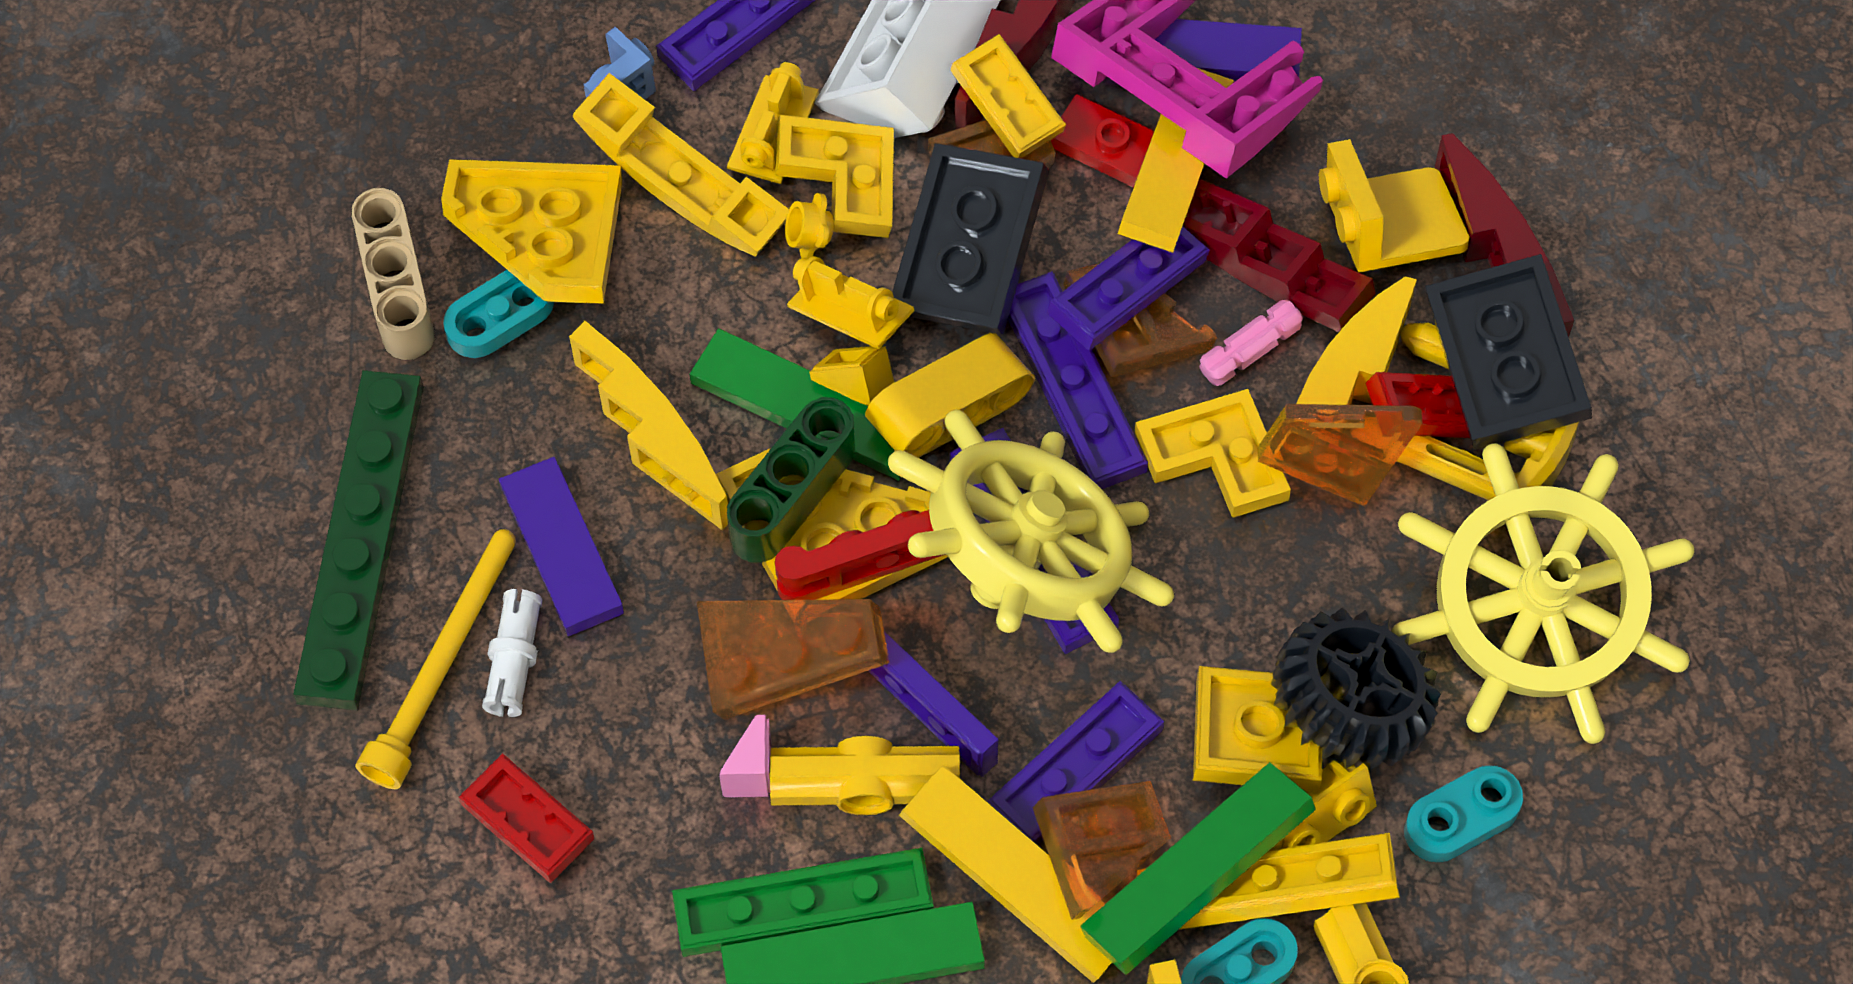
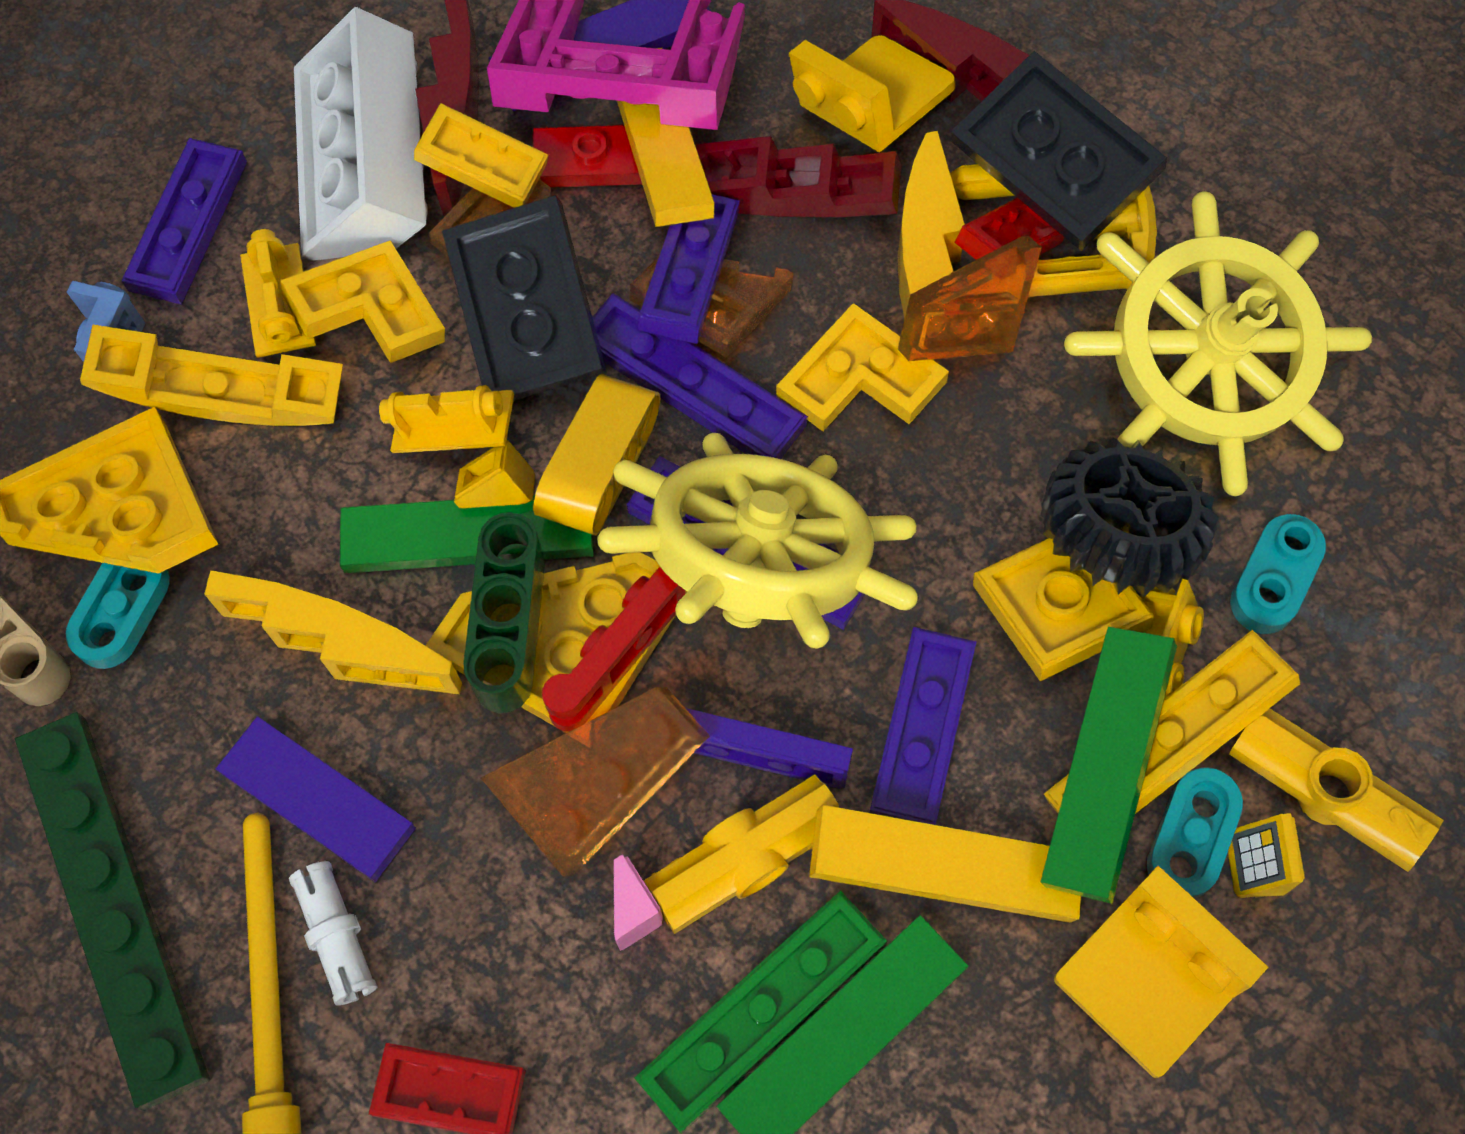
camera: 30 degrees left, 5 degrees up
(809, 225) = (368, 368): yellow plate -> none
(1099, 838) = (1001, 789): clear orange wing -> none
(1251, 342) = (823, 263): bright pink axle -> none

